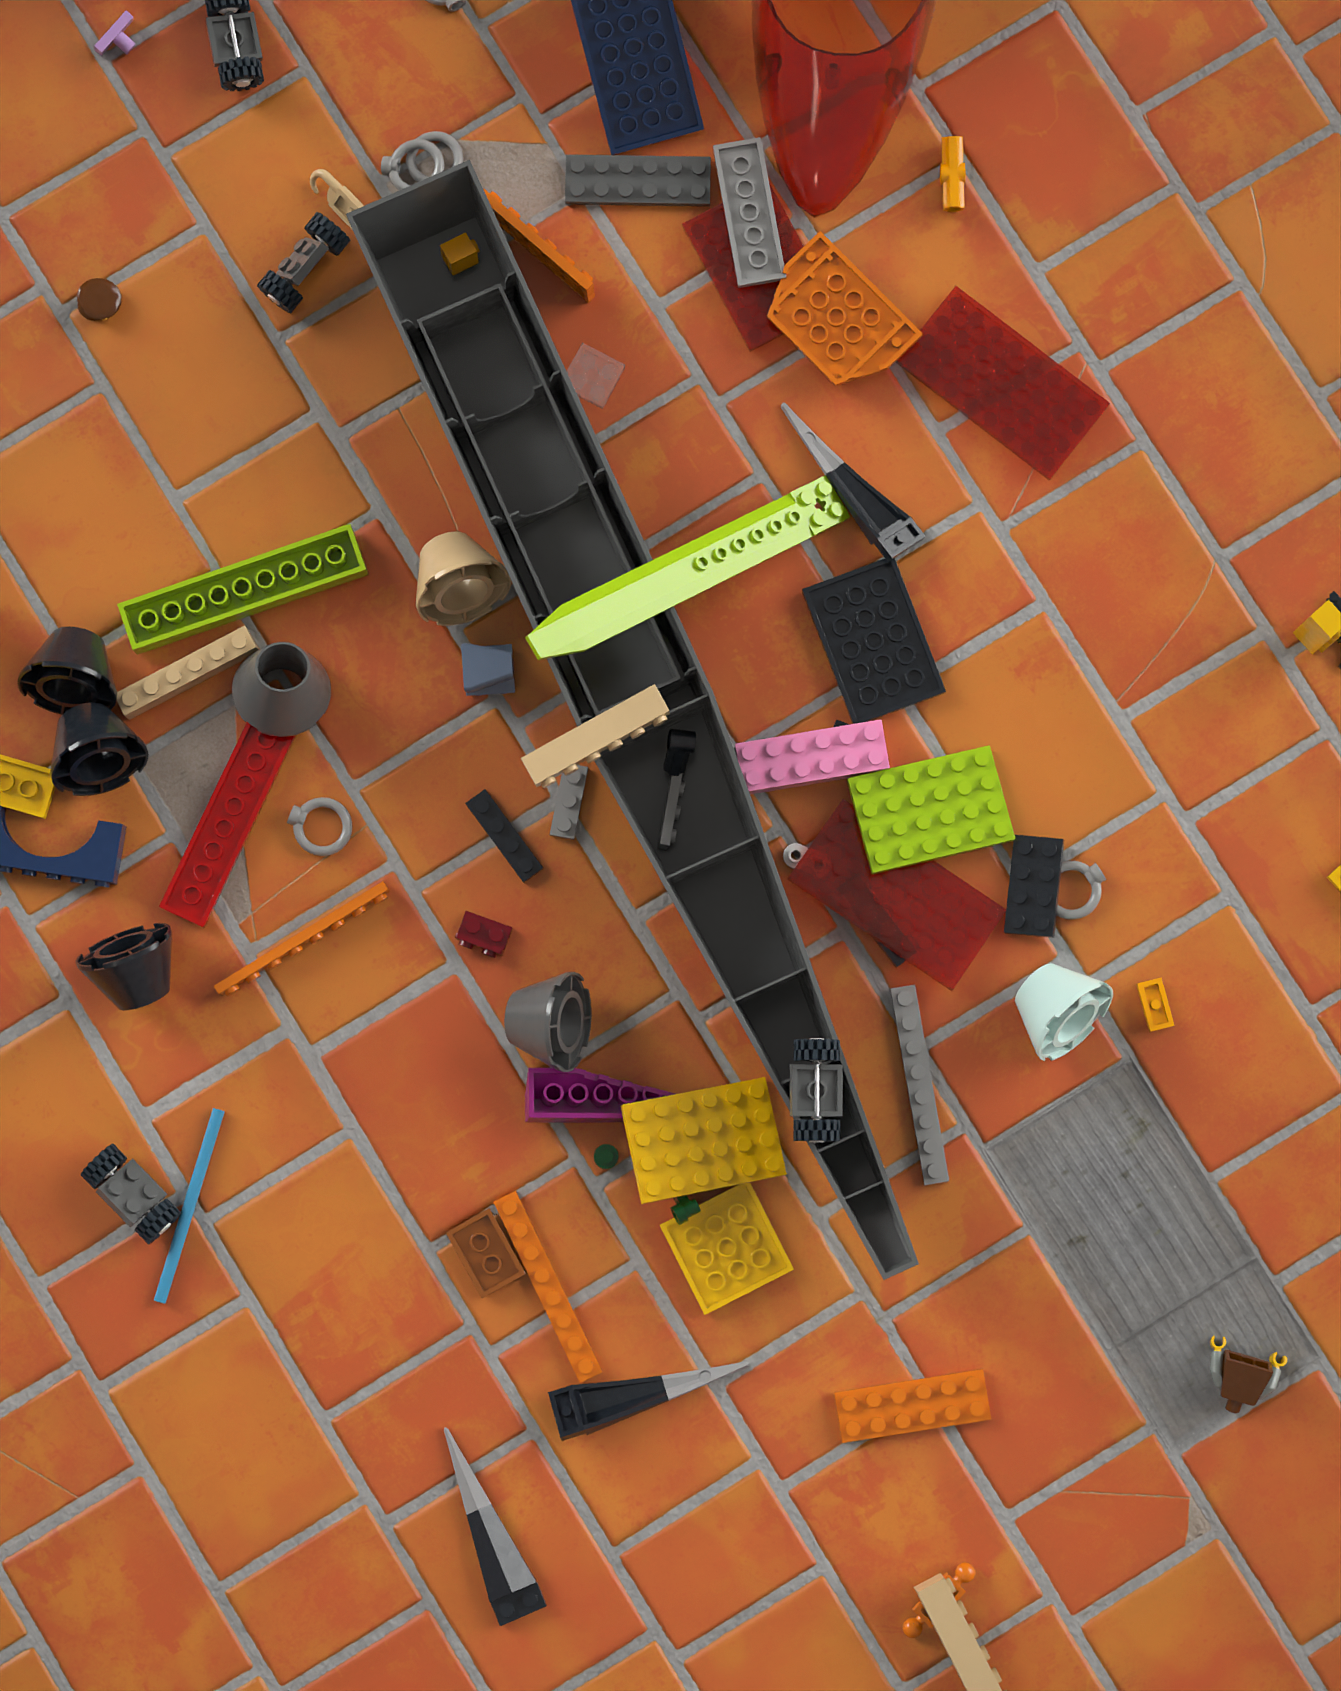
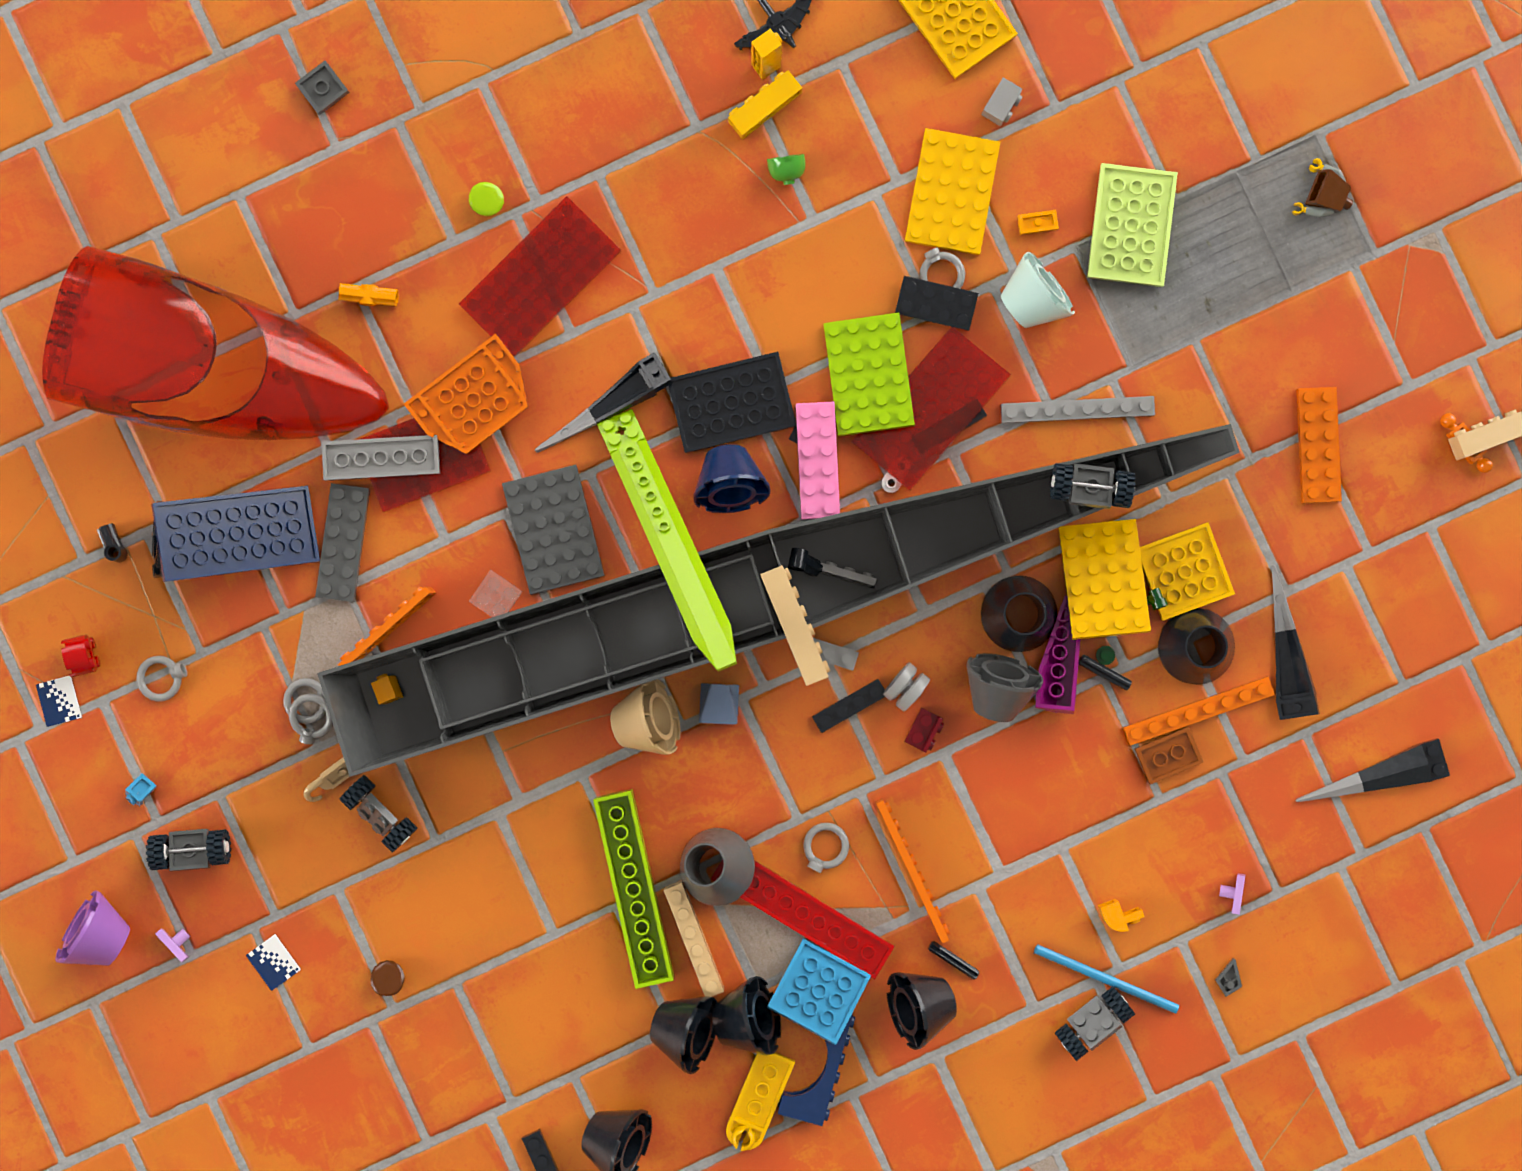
camera: 90 degrees left, 5 degrees up
(104, 159) = (273, 962): none -> sticker
(136, 835) = (819, 991): none -> dark azure plate
(193, 1005) = (953, 960): none -> black axle
(205, 1365) = (1229, 978): none -> dark grey piece
(267, 1207) = (1115, 918): none -> light orange brick
(317, 1359) = (1234, 893): none -> lavender tile
(536, 901) = (908, 688): none -> light grey wheel
(583, 1158) = (1105, 672): none -> black axle
(595, 1274) = (1174, 640): none -> black cone
(672, 1063) = (994, 613): none -> black cone
(685, 437) = (553, 529): none -> dark grey plate
(771, 646) = (730, 481): none -> dark blue cone
(1092, 303) = (486, 199): none -> lime piece
(1167, 1127) = (1132, 225): none -> yellowish green plate
(1181, 674) = (787, 168): none -> bright green cylinder
(1181, 891) = (952, 191): none -> yellow plate
(1206, 86) = (322, 87): none -> dark grey plate
(1260, 638) = (765, 104): none -> yellow brick
(1304, 941) = (1002, 101): none -> light grey brick

